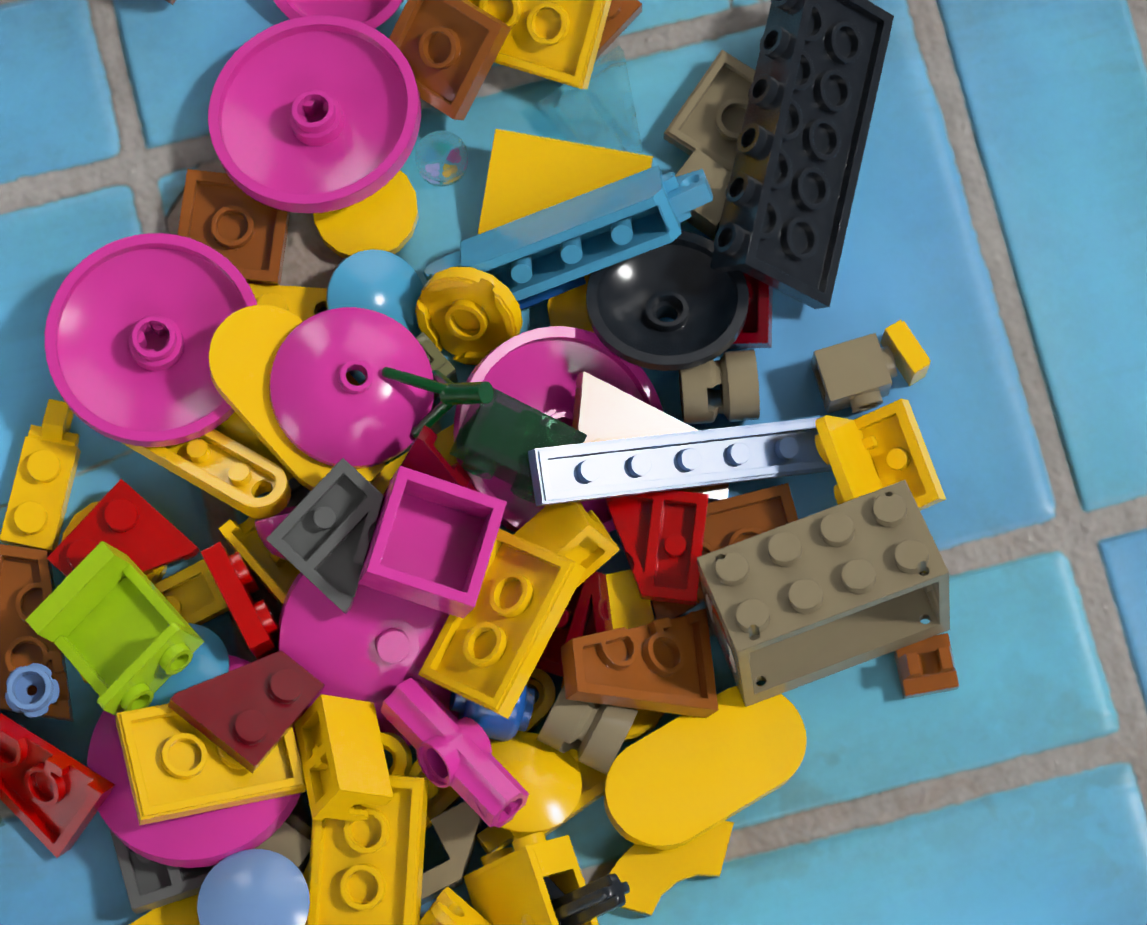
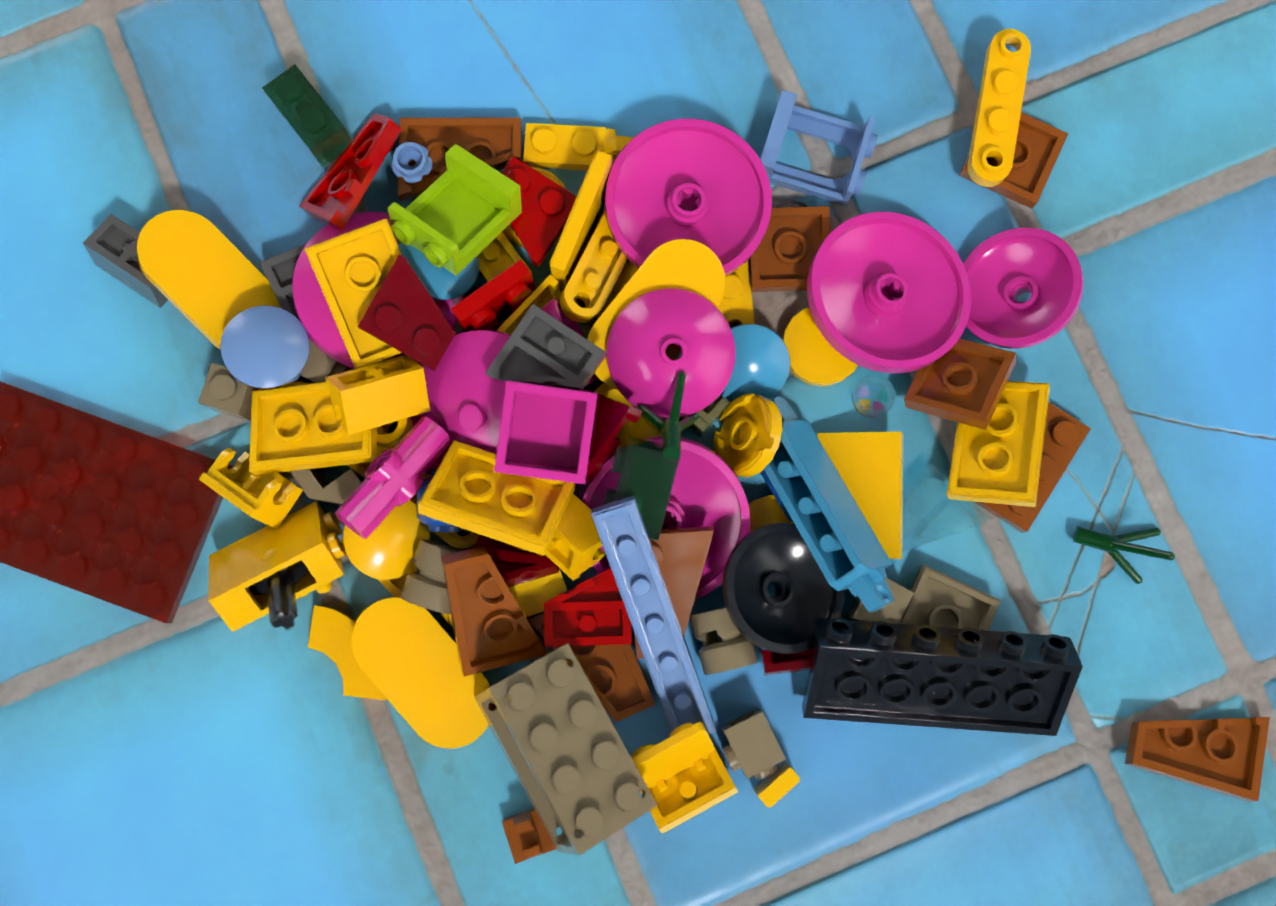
camera: 75 degrees right, 5 degrees up
(100, 122) = (853, 137): none -> medium blue panel
(154, 477) = (582, 219): none -> yellow tile

